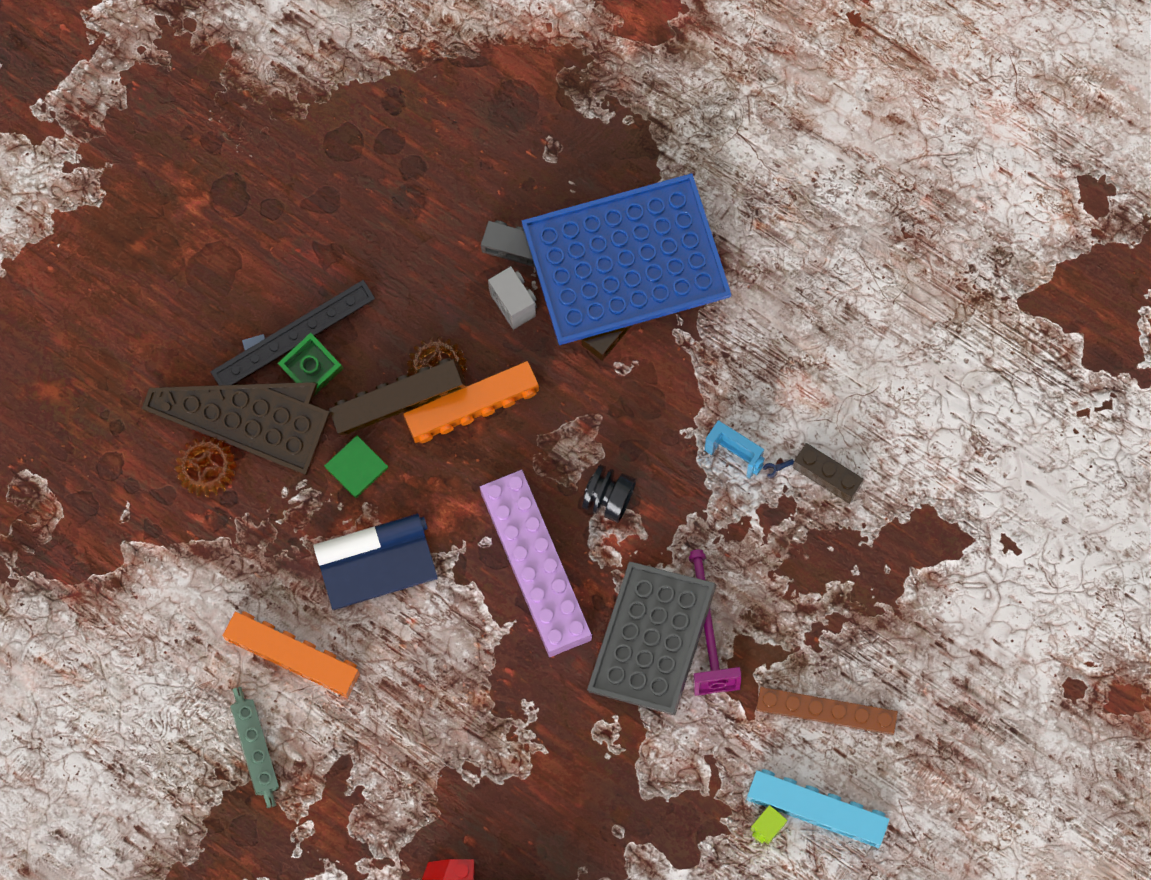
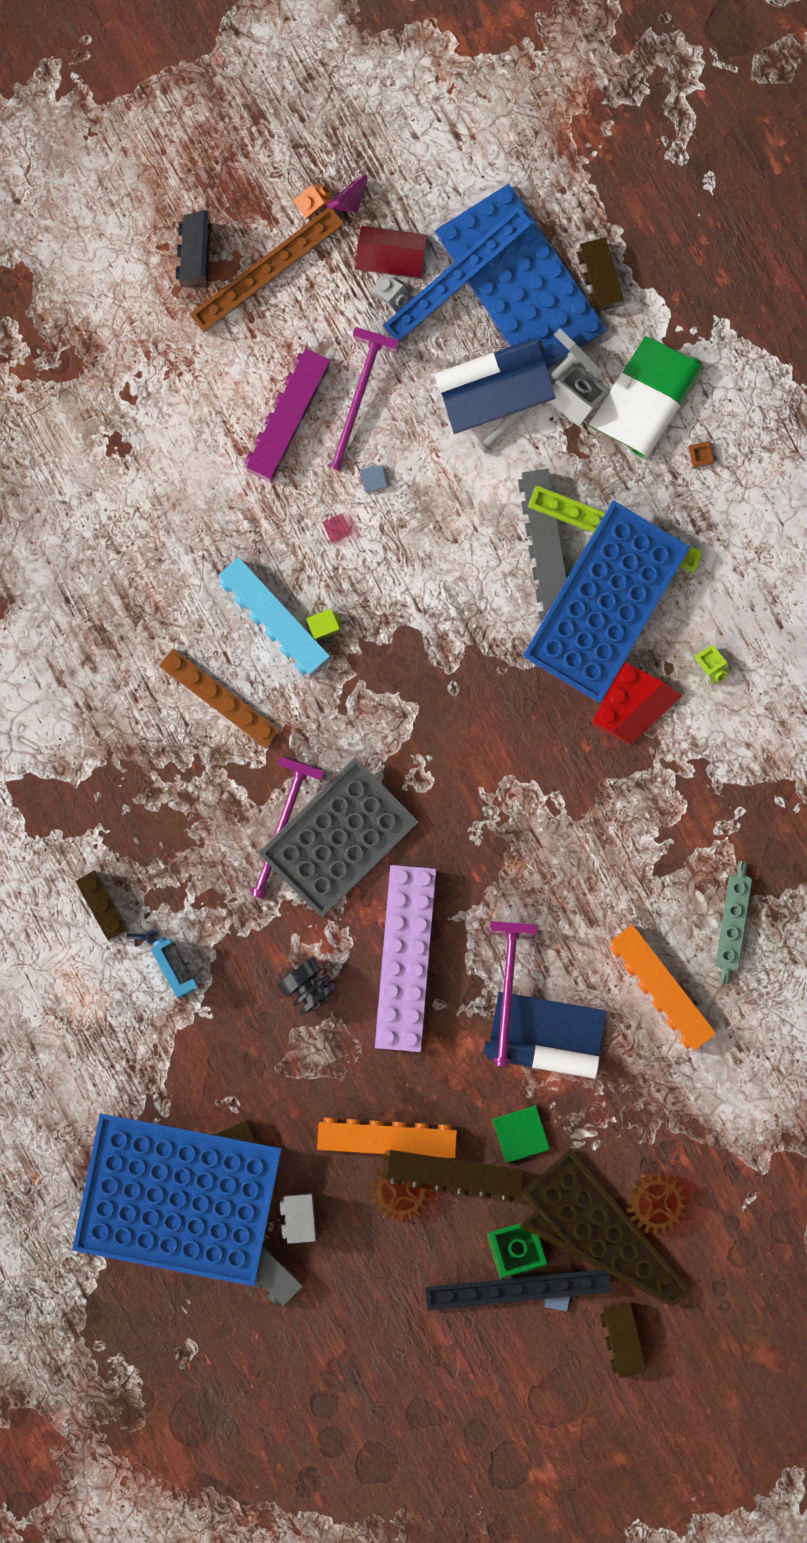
camera: 155 degrees left, 10 degrees up
(181, 339) = (623, 1340): none -> dark brown brick
(450, 632) = (512, 932): none -> magenta tile

